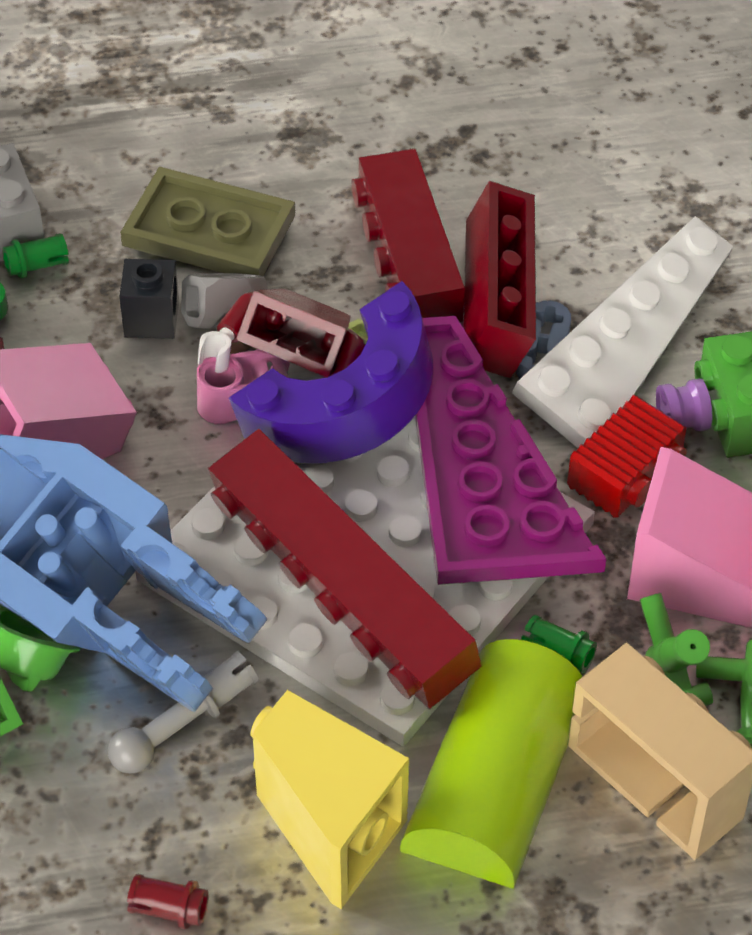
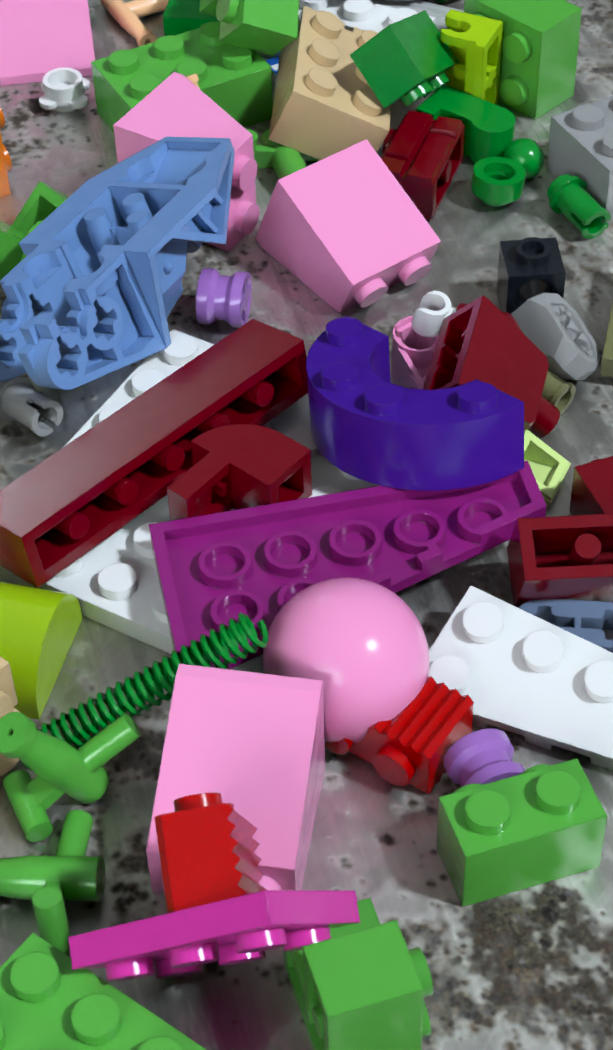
camera: 85 degrees right, 5 degrees down
(384, 502) = (240, 470): none -> dark red brick
(572, 646) = (97, 670): green pin -> none
(593, 459) = (359, 644): none -> bright pink piece
(609, 562) = (155, 679): none -> green piece

